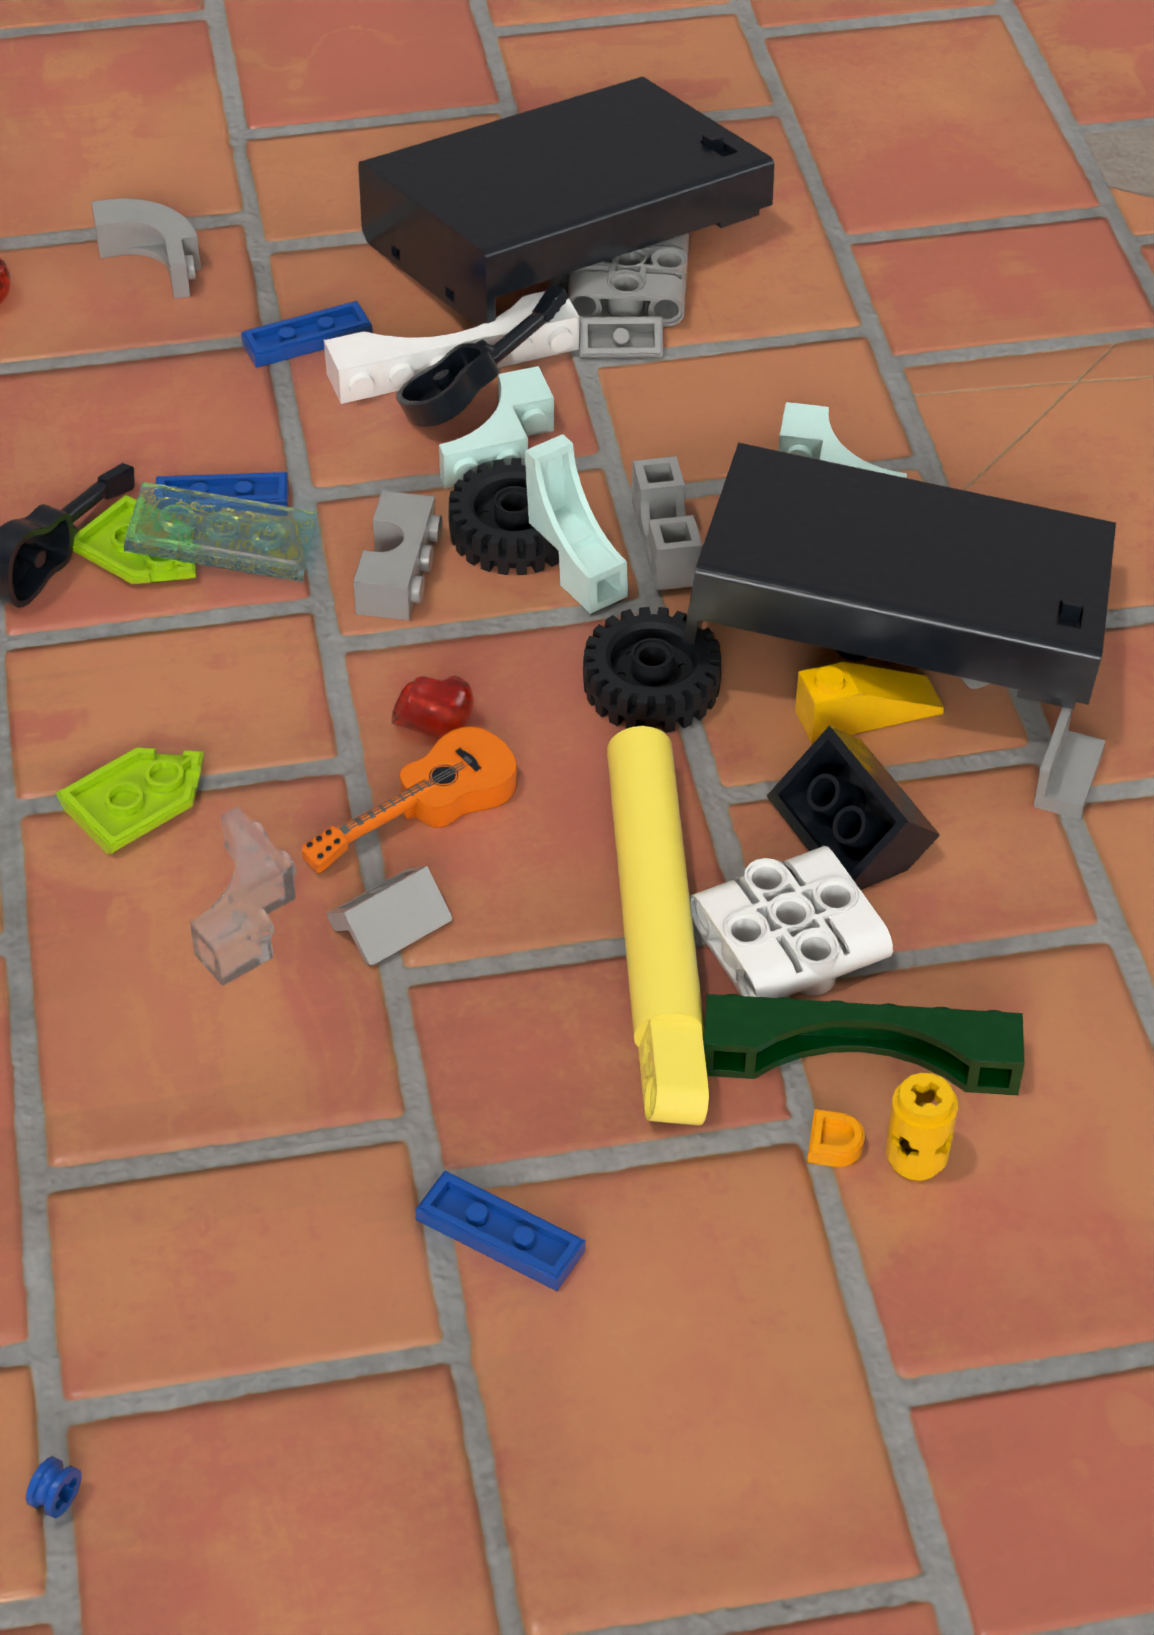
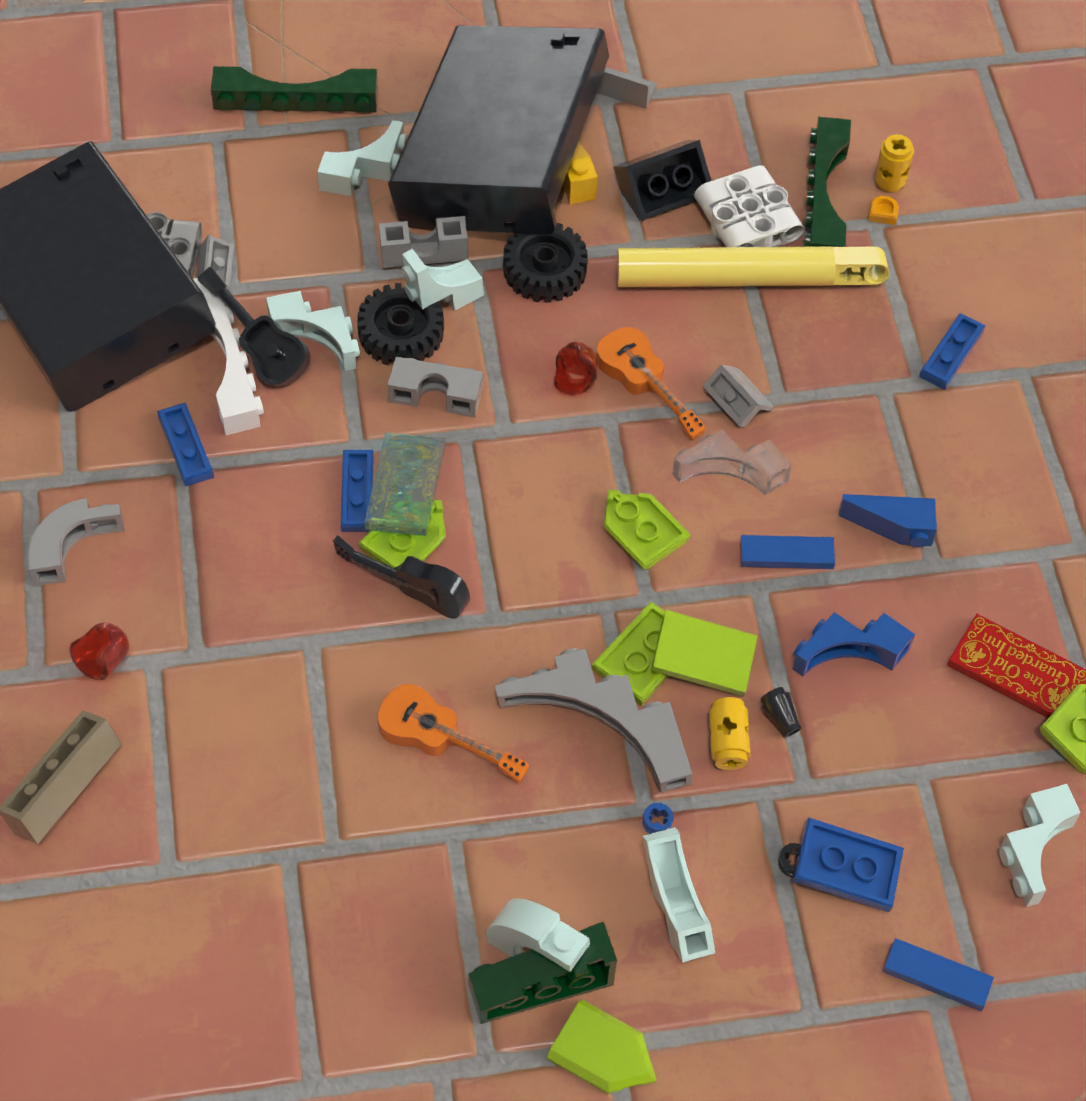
camera: 90 degrees left, 10 degrees up
(71, 974) = (787, 552): none -> blue tile
(114, 1114) = (897, 518): none -> blue slope
(978, 440) = (348, 92): none -> dark green arch

